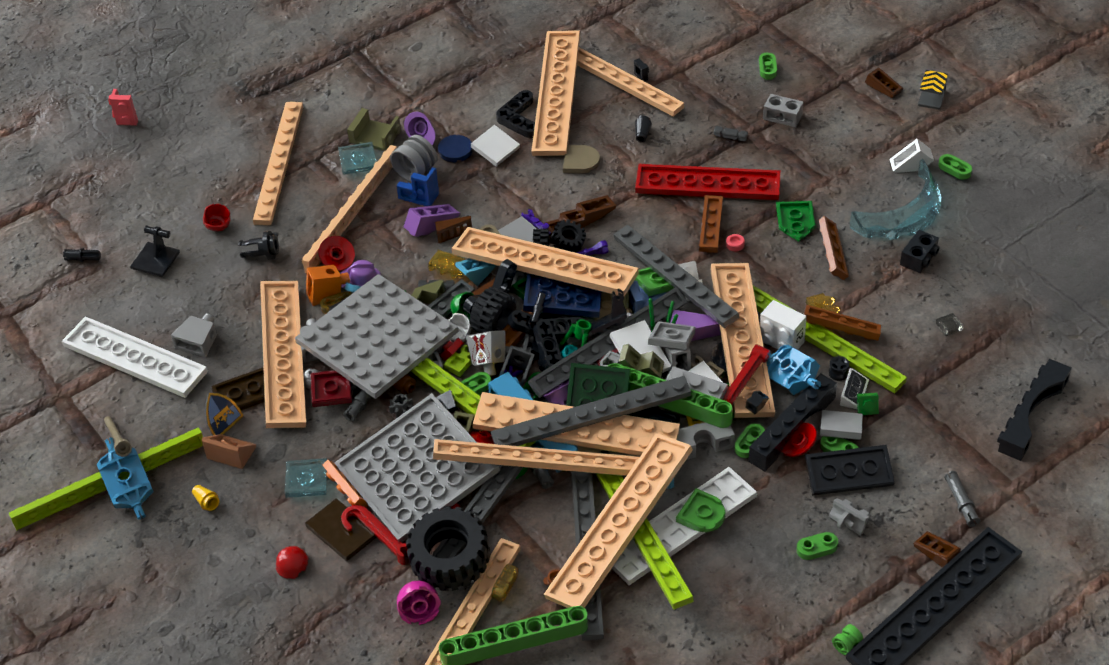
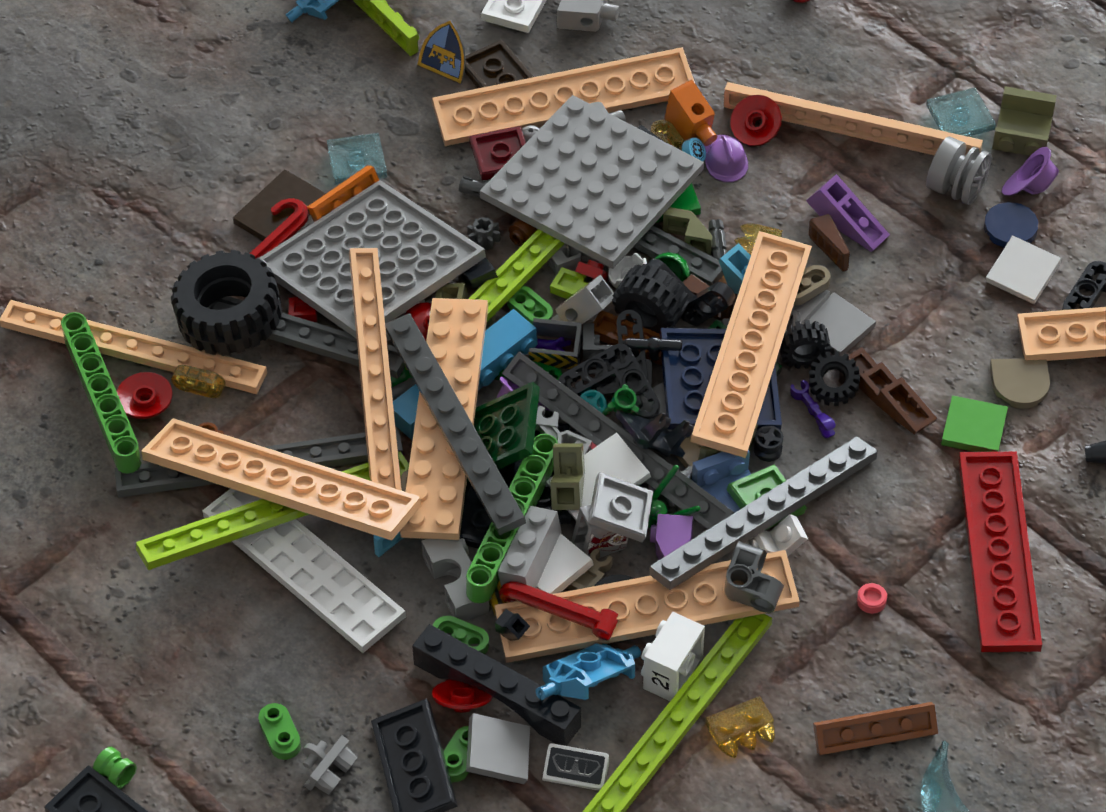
camera: 80 degrees right, 5 degrees up
(206, 498) = (316, 69): yellow cone -> none
(228, 450) = (396, 74): nougat slope -> none
(267, 245) = (755, 42): black piece -> none
(278, 164) = (938, 31): light nougat plate -> none
(291, 562) = (226, 167): red hair -> none
(418, 602) = (155, 289): dark pink cylinder -> none
(421, 190) = (902, 194): blue panel -> none
(512, 609) = (143, 387): none -> red dish
(535, 221) = (874, 333): dark purple piece -> none
(611, 183) = (974, 425): none -> bright green tile
(702, 512) = (318, 582): bright green tile -> none
(711, 224) = (903, 560): dark orange plate -> none
(734, 280) = (758, 589): none -> dark grey piece
(796, 218) = (941, 676): green tile -> none
(838, 368) = (613, 737): black wheel -> none
(842, 322) = (703, 741): dark orange plate -> none
(868, 403) = (543, 782): green plate -> none

